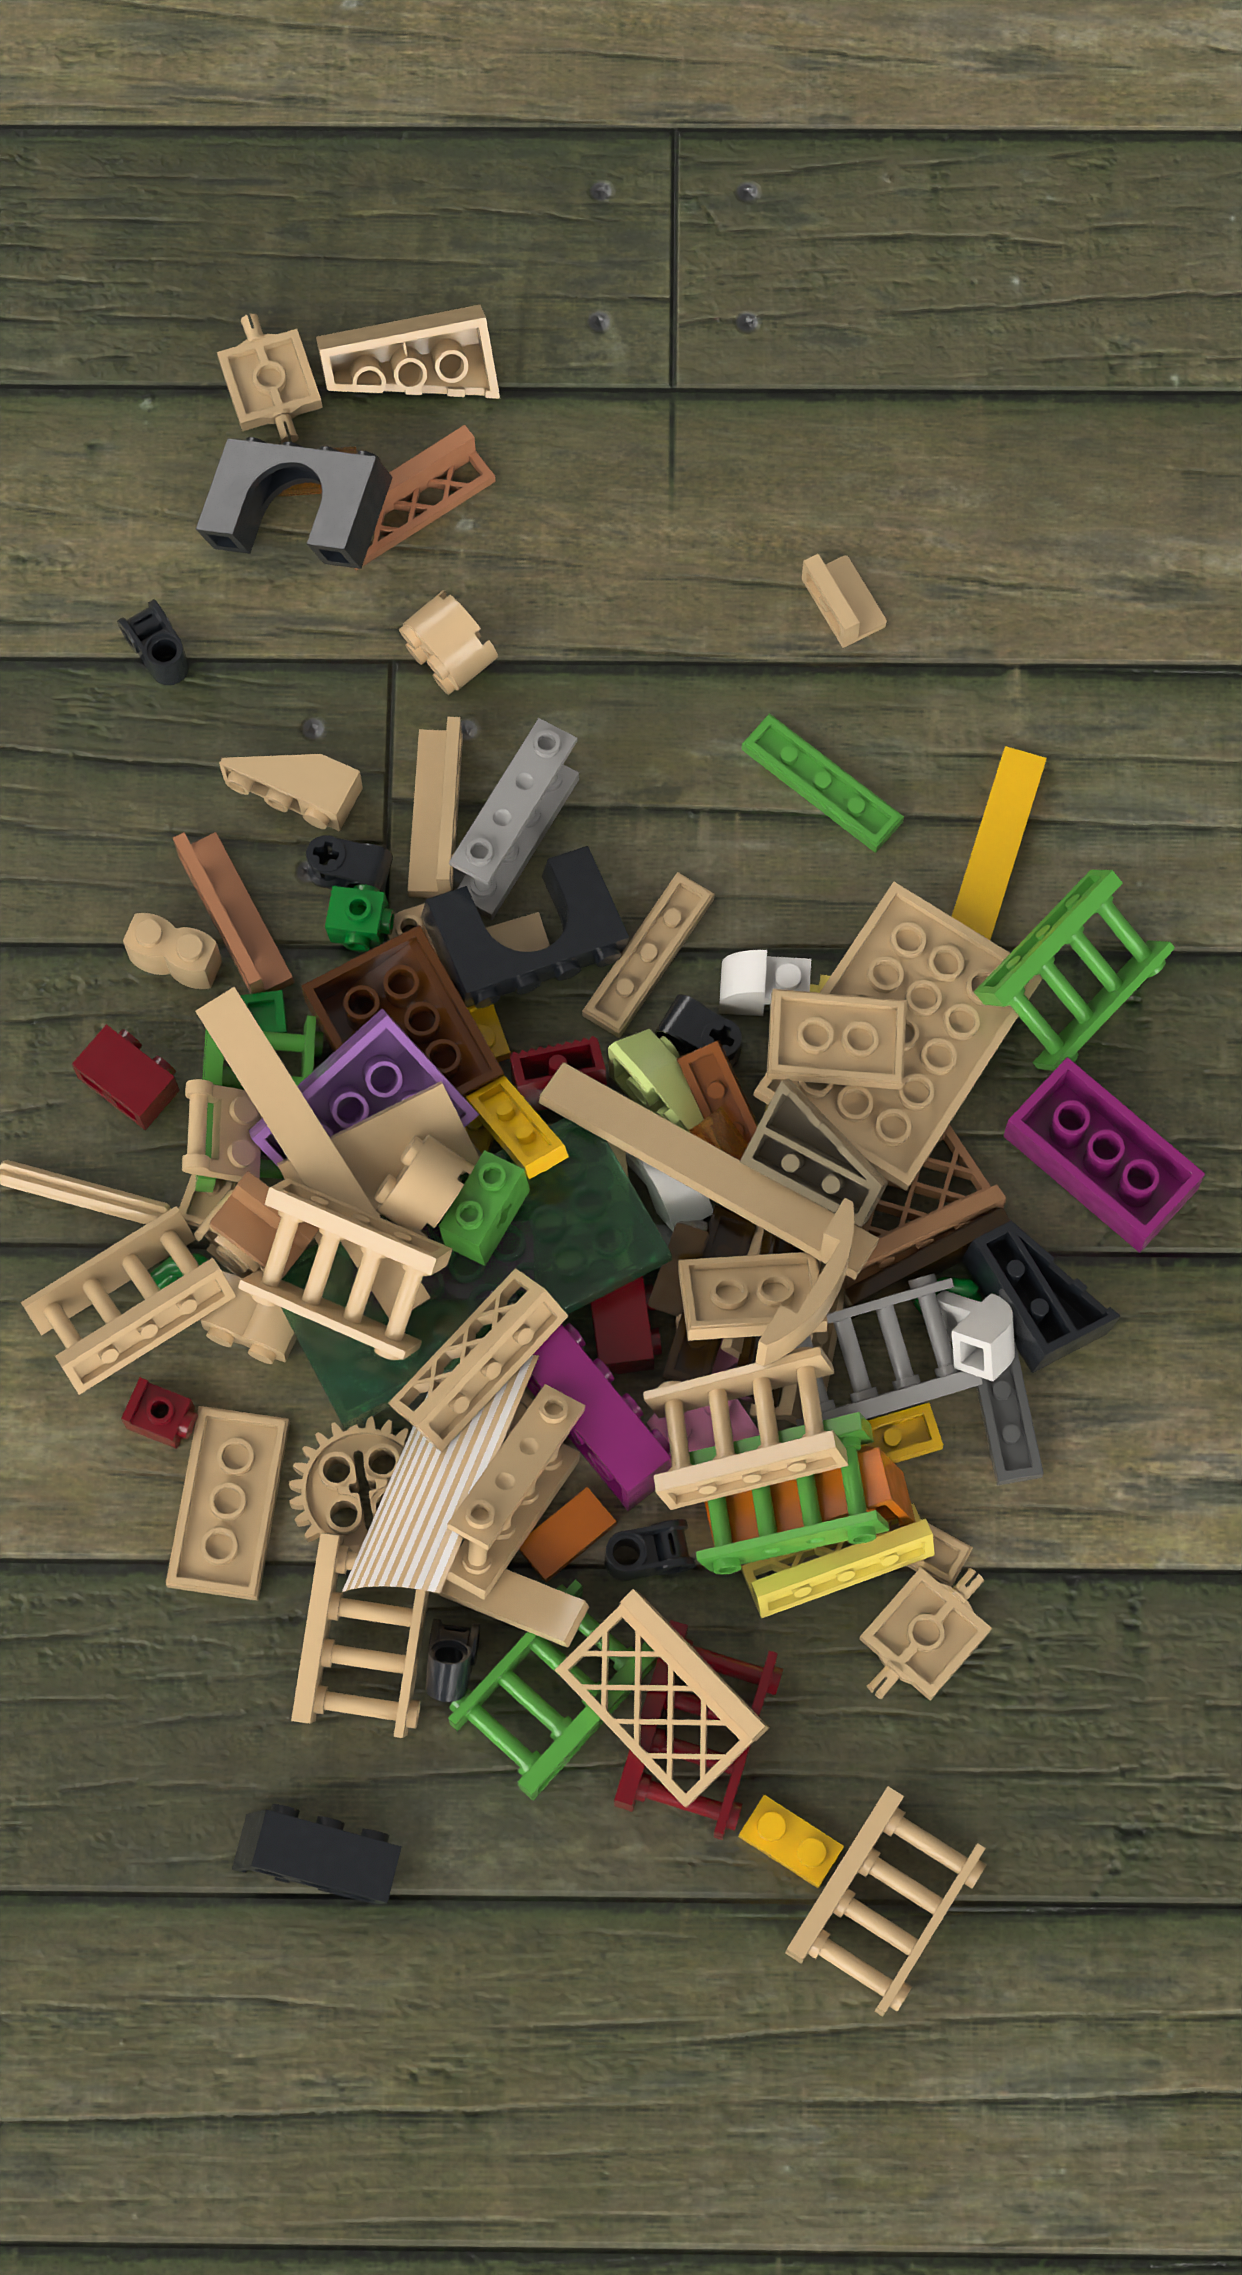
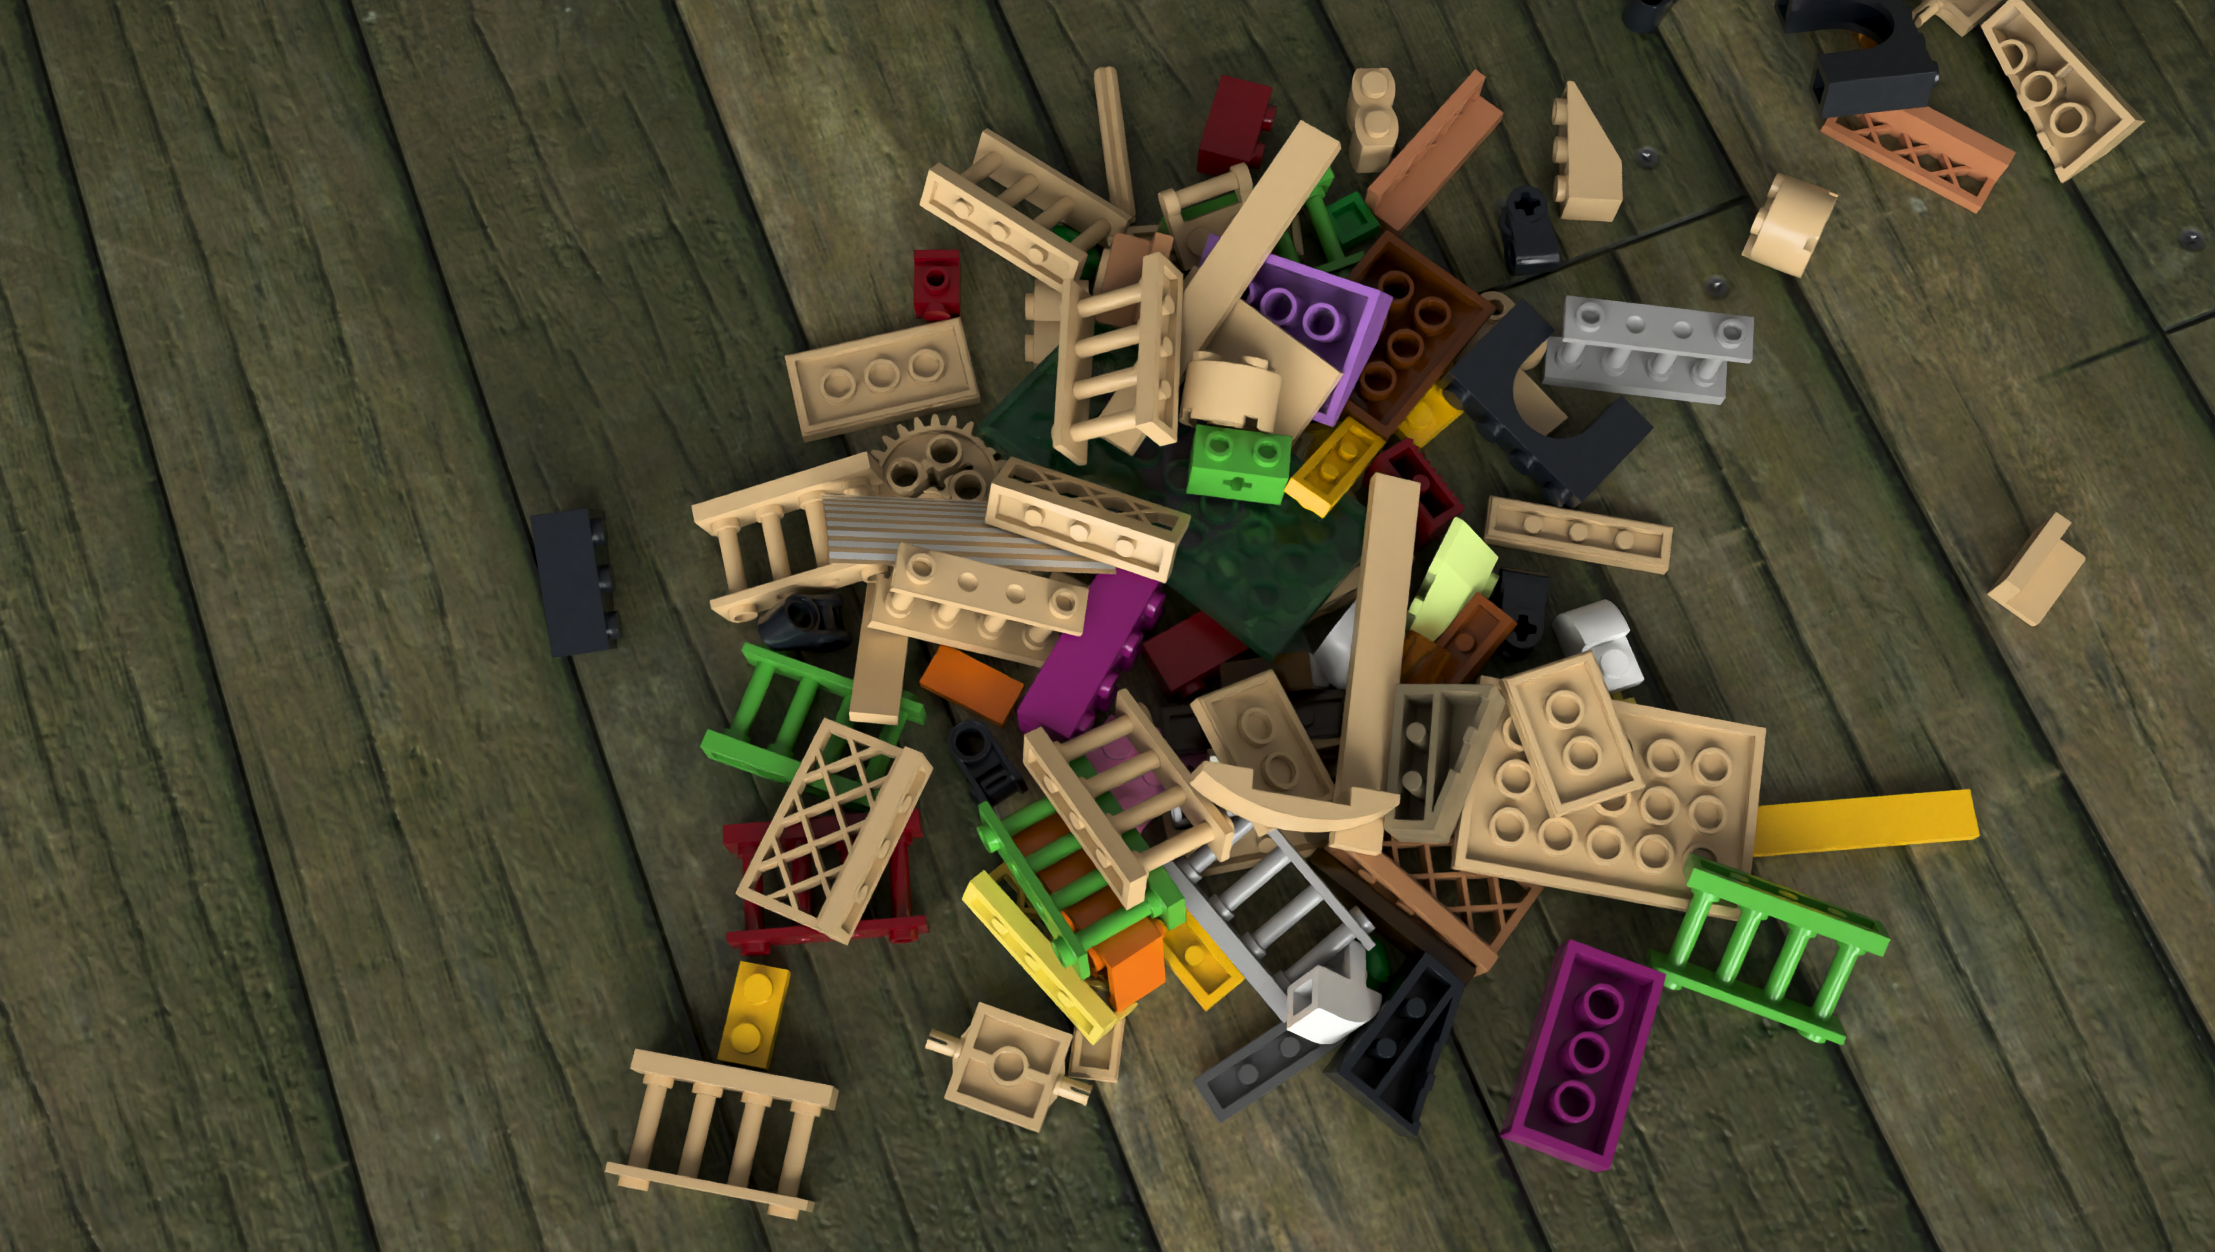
camera: 65 degrees right, 0 degrees up
(359, 917) = (1482, 258): green brick -> none
(435, 810) = (1639, 282): tan fence -> none
(822, 783) = (1835, 629): bright green tile -> none

